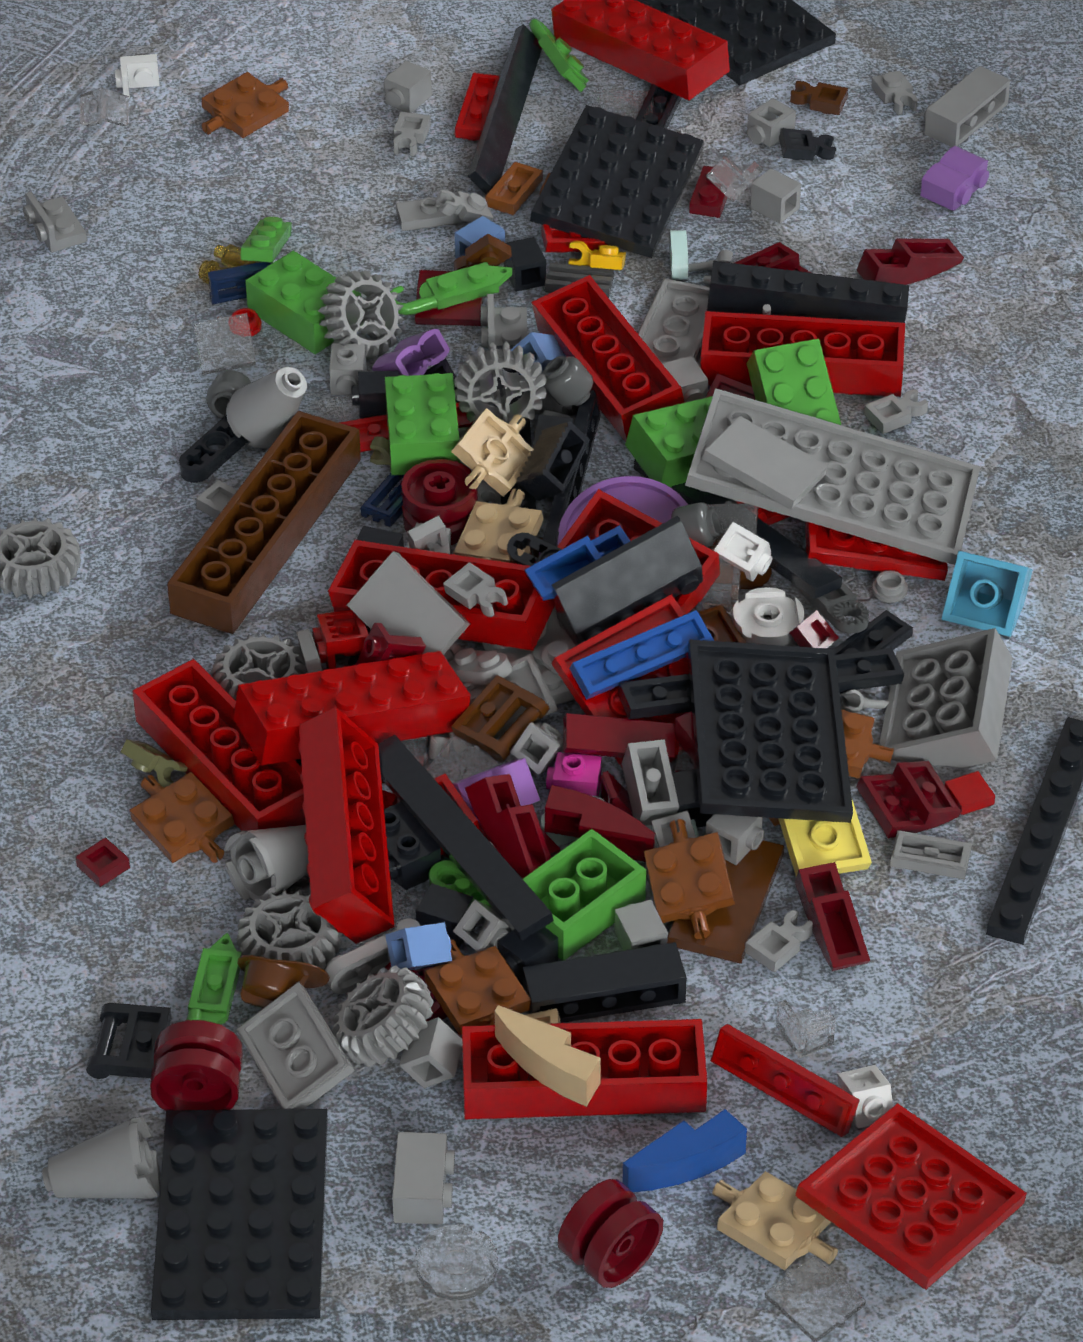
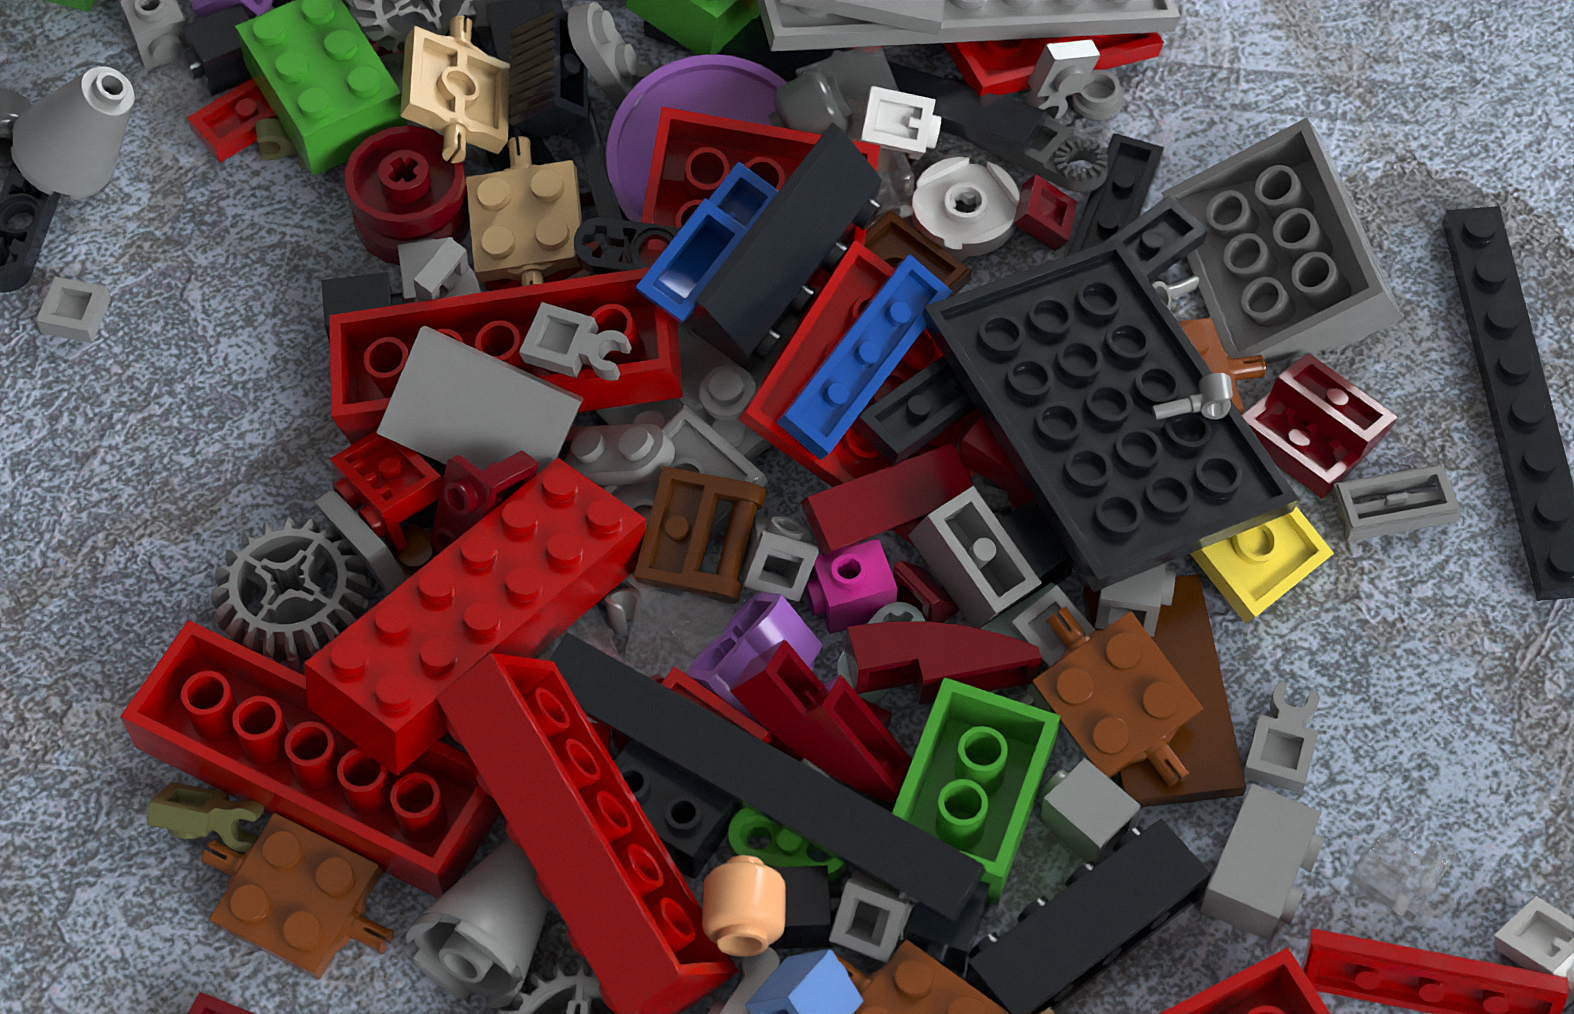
camera: 25 degrees left, 15 degrees up
(264, 522) = (165, 331): reddish brown brick -> none
(391, 508) = (322, 239): dark blue tile -> none
(411, 889) = (743, 906): none -> light nougat head
(590, 454) = (604, 51): none -> light grey plate
(725, 990) = (1262, 861): none -> light grey brick
(830, 744) = (1212, 401): none -> light grey hand
(832, 916) = (1338, 666): dark red slope -> none
(864, 561) = (1061, 72): none -> light grey plate
(970, 792) = (1390, 379): red tile -> none
(986, 593) = (1235, 58): medium azure slope -> none

